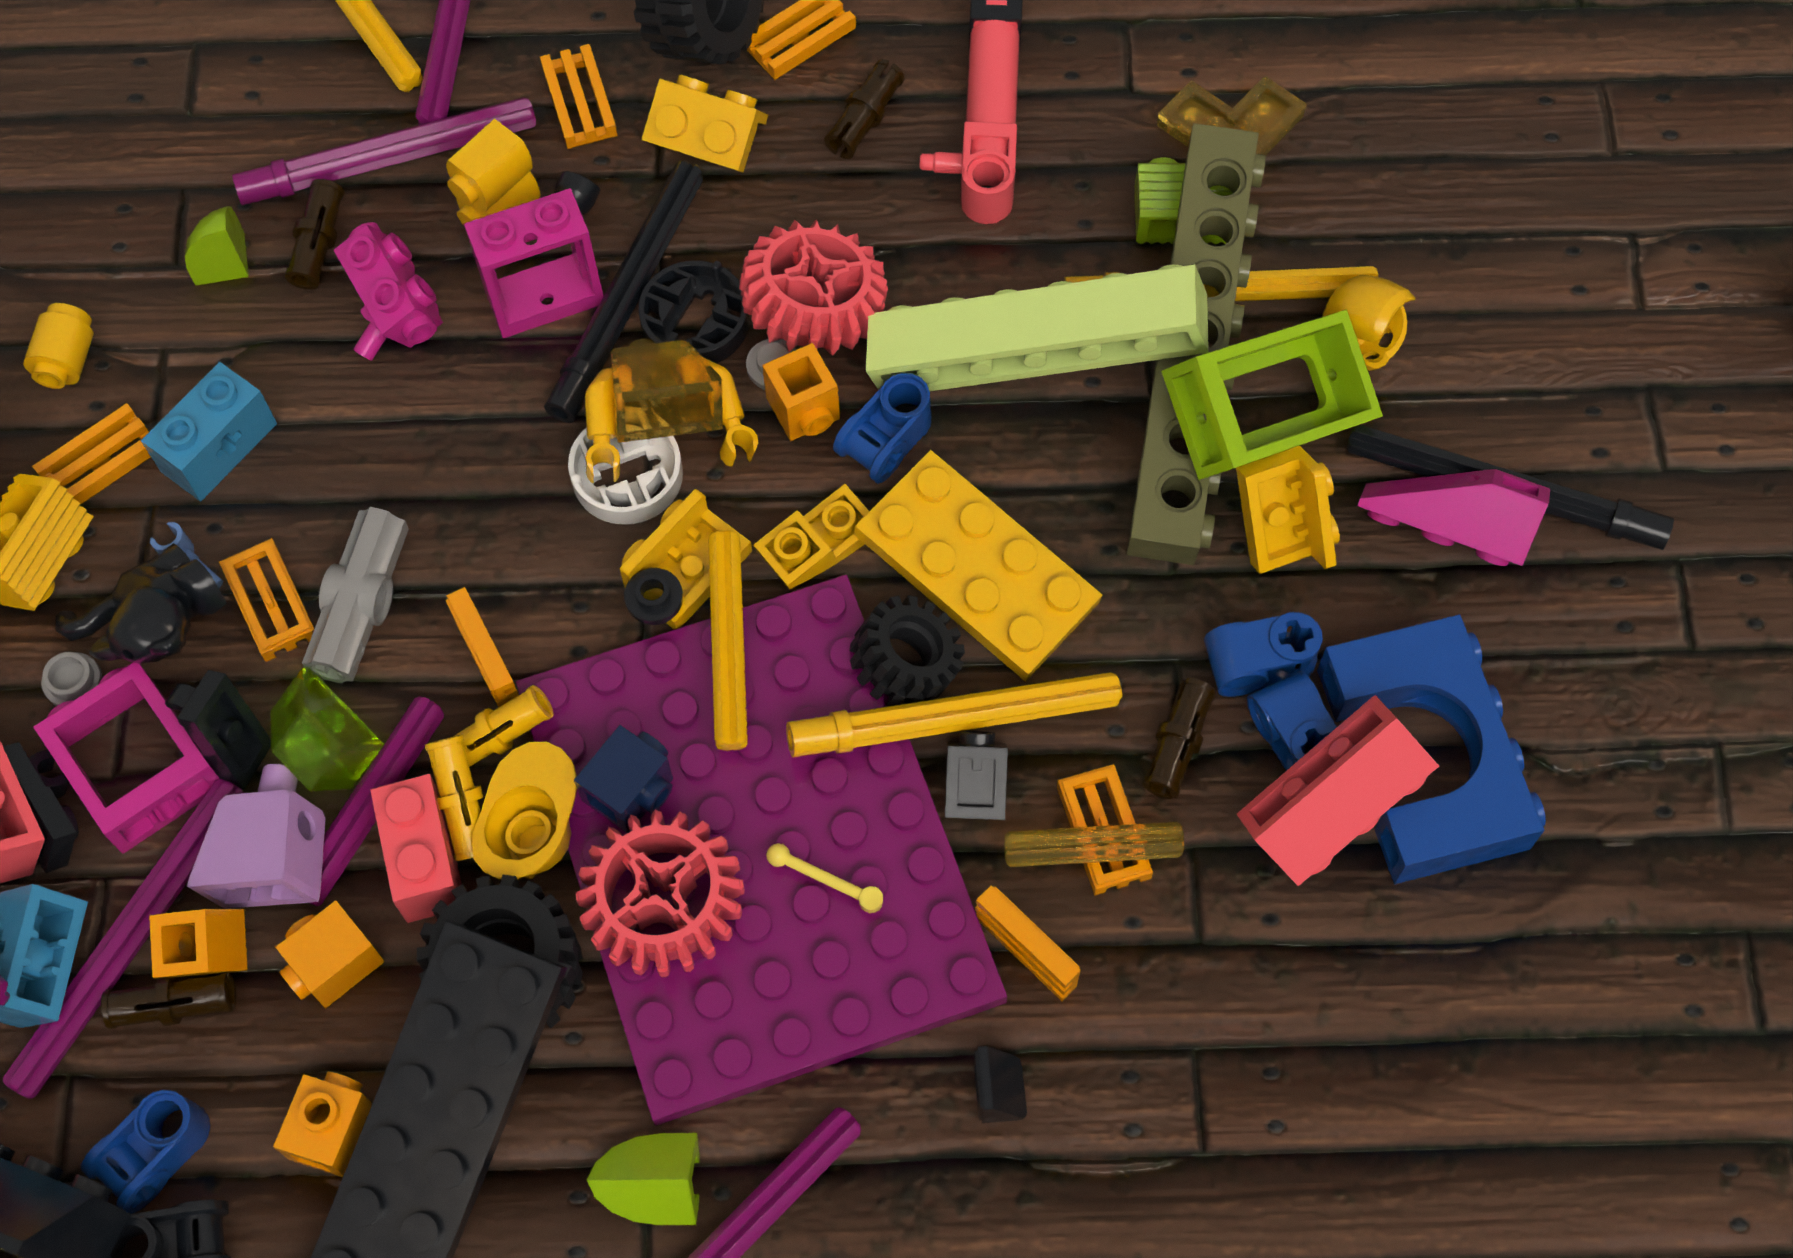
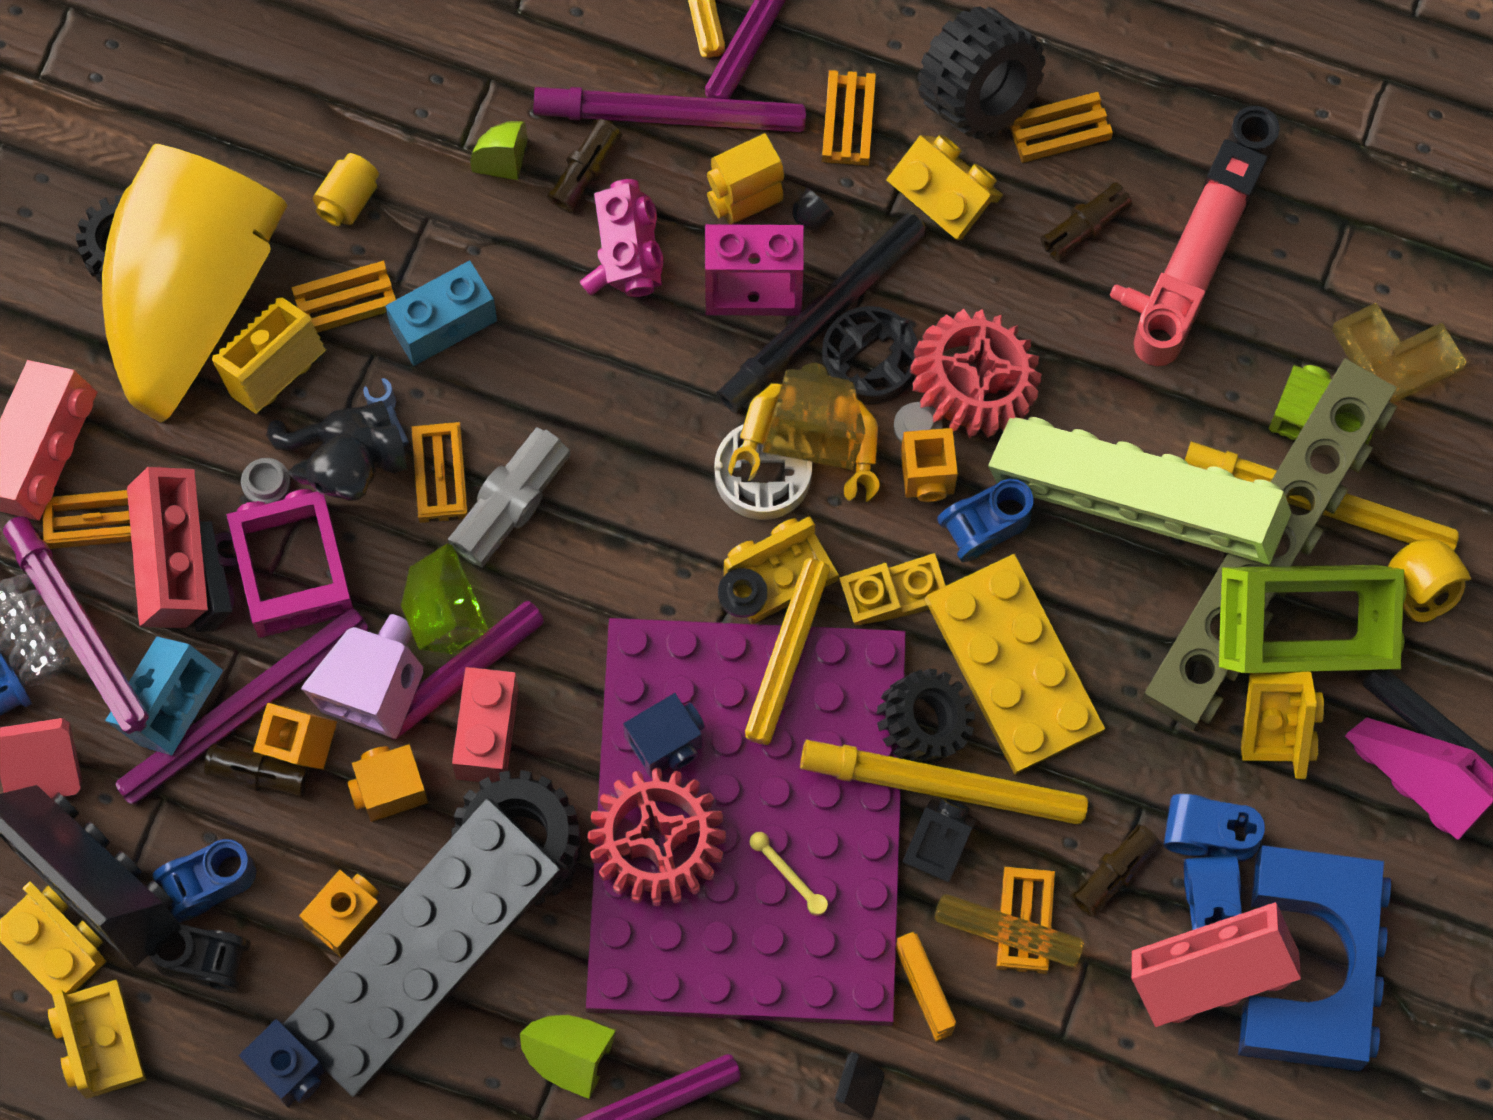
camera: 20 degrees right, 5 degrees up
(221, 727) = (369, 571): black plate -> none
(449, 758) = (529, 724): yellow pin -> none
(481, 646) = (592, 582): light orange tile -> none
(525, 712) = (577, 654): yellow pin -> none
(526, 812) = (577, 731): yellow piece -> none

